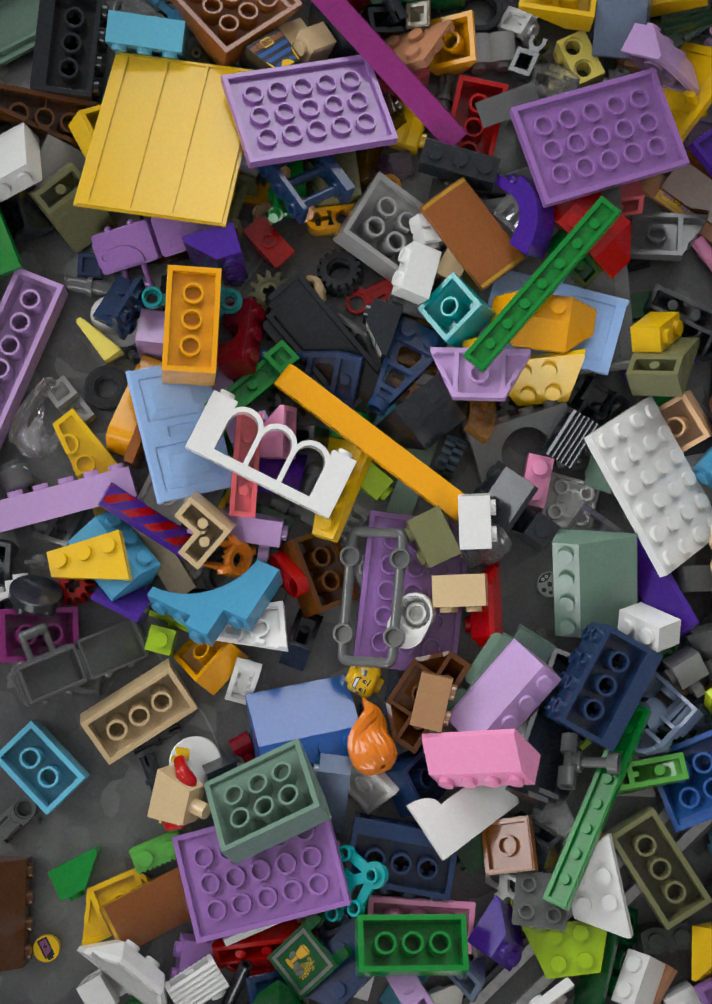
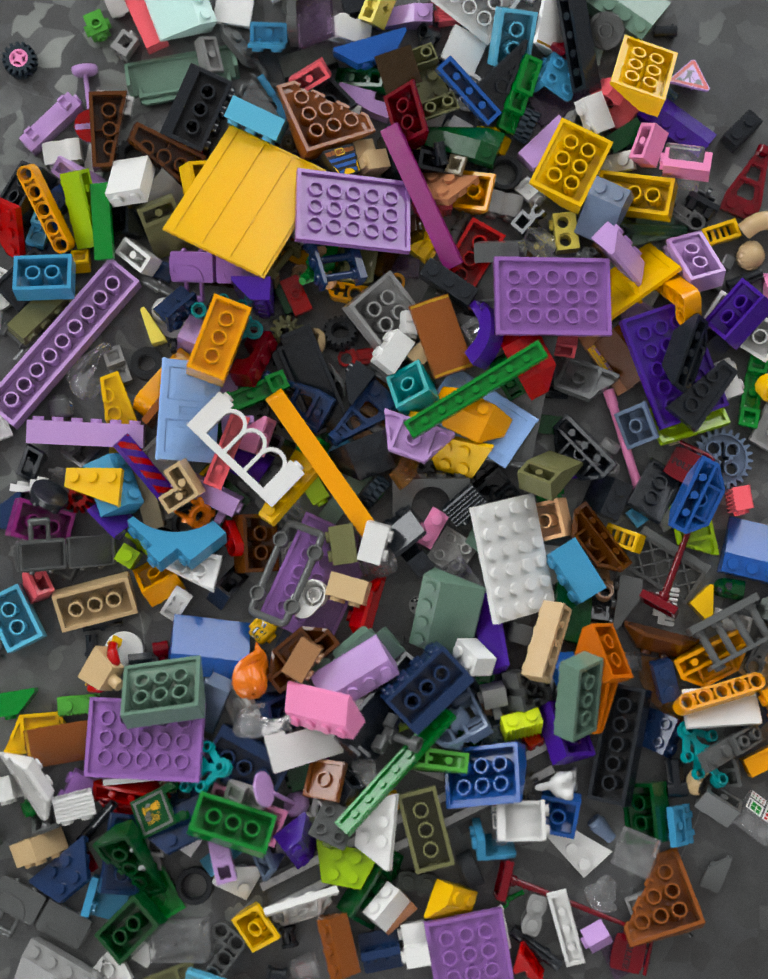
camera: 20 degrees right, 0 degrees up
(52, 256) = (138, 256): none -> white brick
(57, 716) = (37, 586): none -> coral slope
(254, 255) = (283, 300): none -> dark green tile
(394, 808) = (250, 725): none -> clear hair
(415, 897) = (241, 793): none -> light grey slope
(475, 887) = (265, 794): none -> lavender piece
(656, 331) = (551, 448): yellow brick -> none

